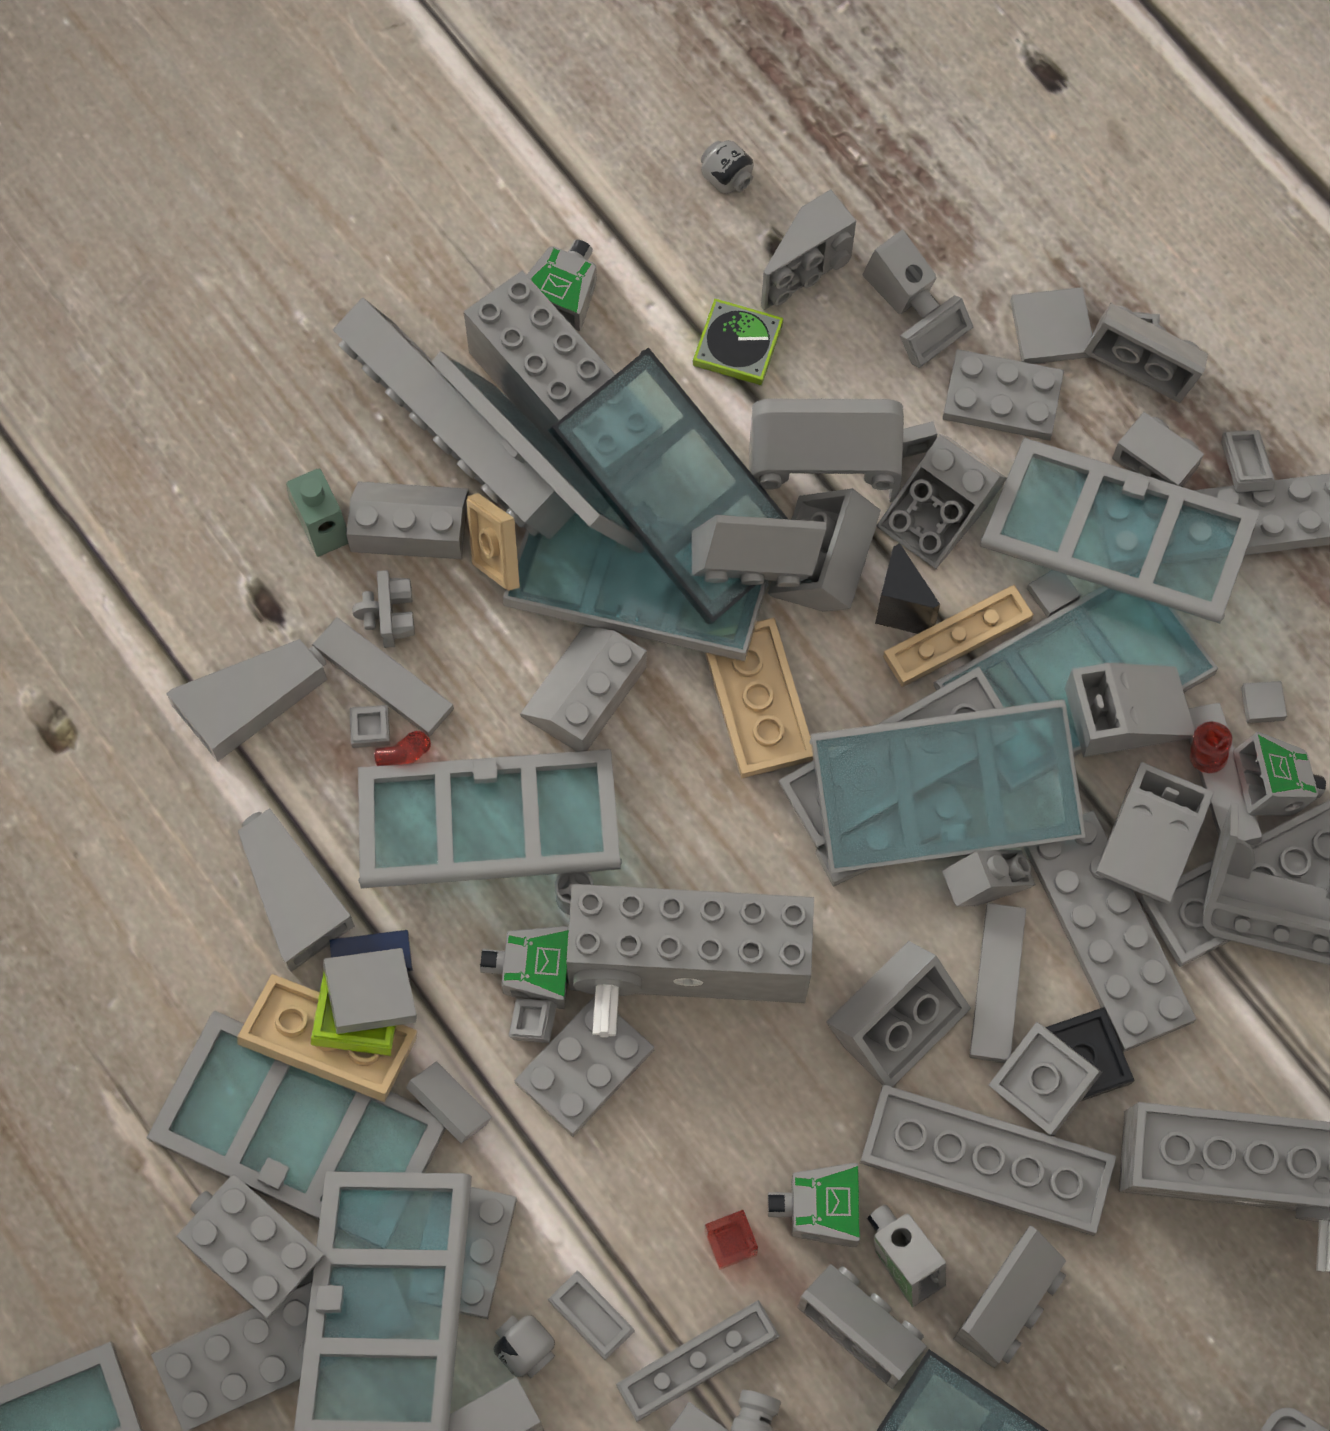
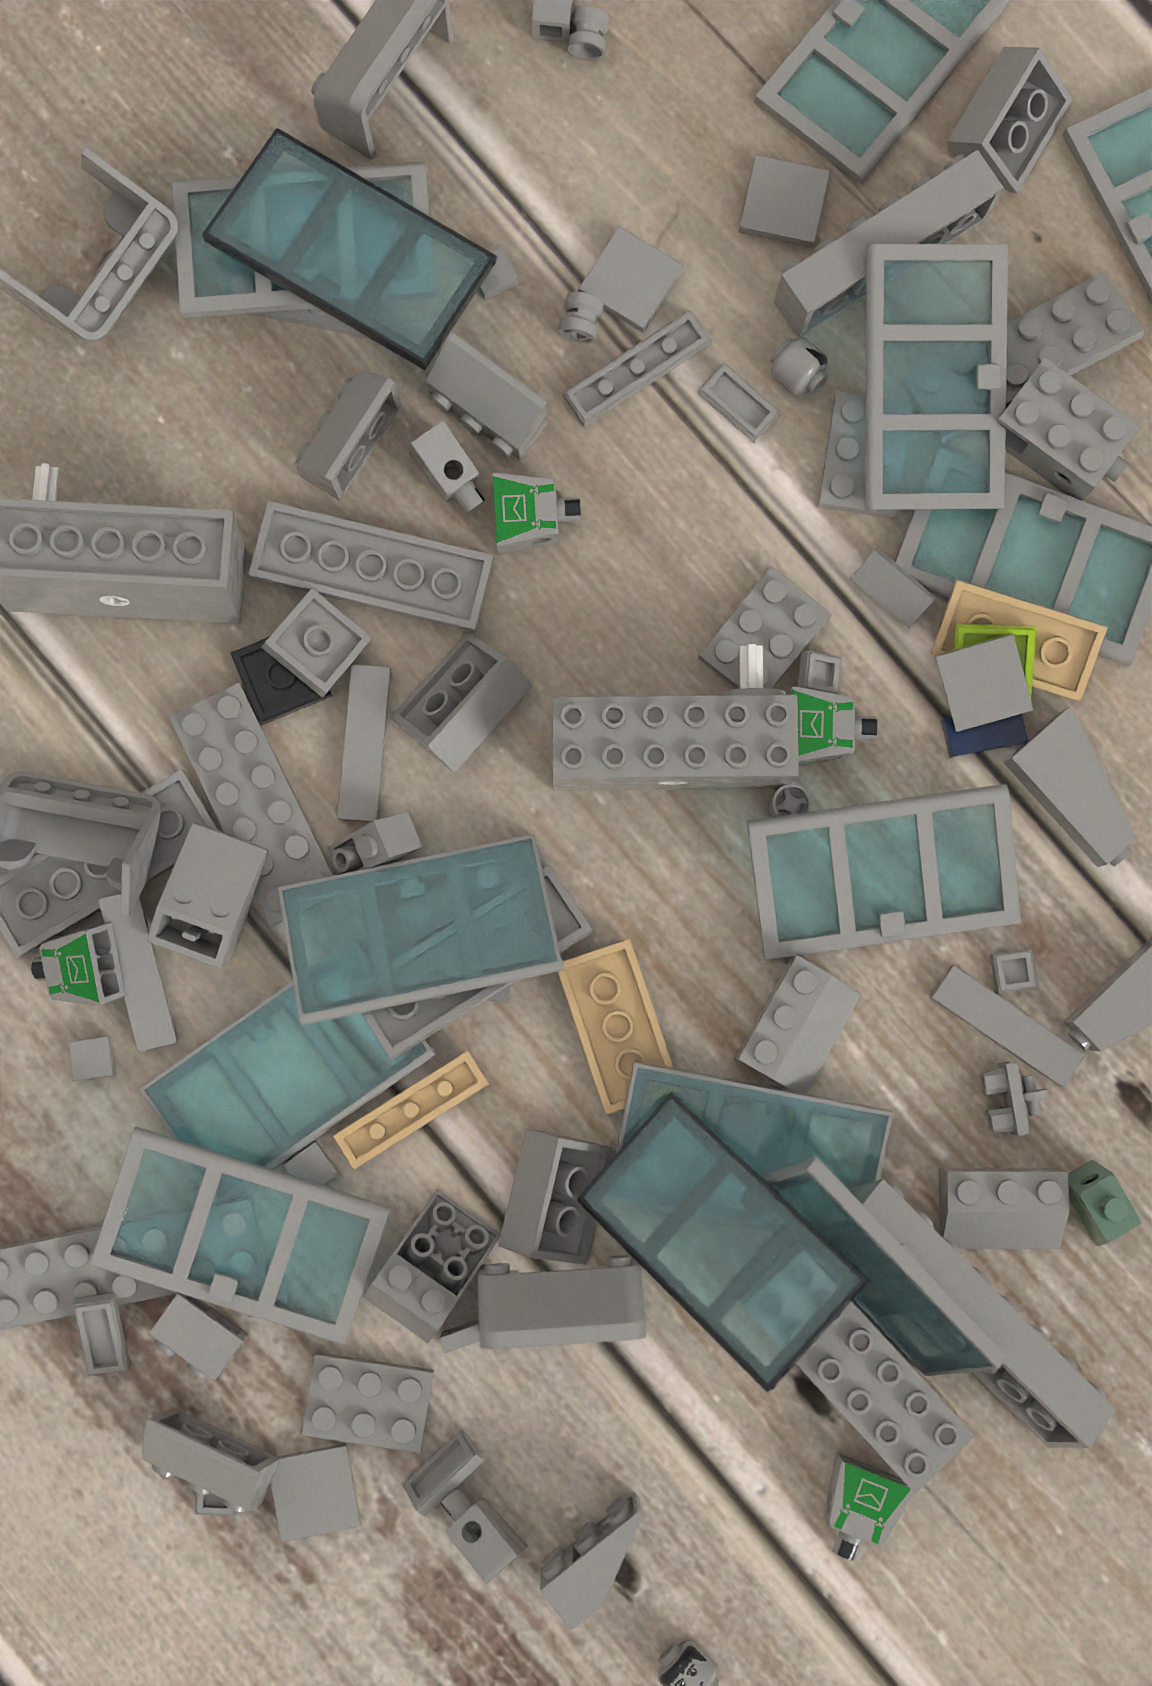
camera: 175 degrees right, 15 degrees up
(405, 751) = (974, 942): clear red arm -> none
(493, 541) = (911, 1170): tan tile -> none
(731, 1239) = (613, 476): clear red panel -> none
(738, 341) = (662, 1448): tile -> none
(756, 549) = (632, 1166): light grey slope -> none
(906, 597) = (471, 1143): black slope -> none
(1127, 706) = (231, 1029): light grey slope -> none
(1207, 755) = (153, 987): clear red wheel -> none

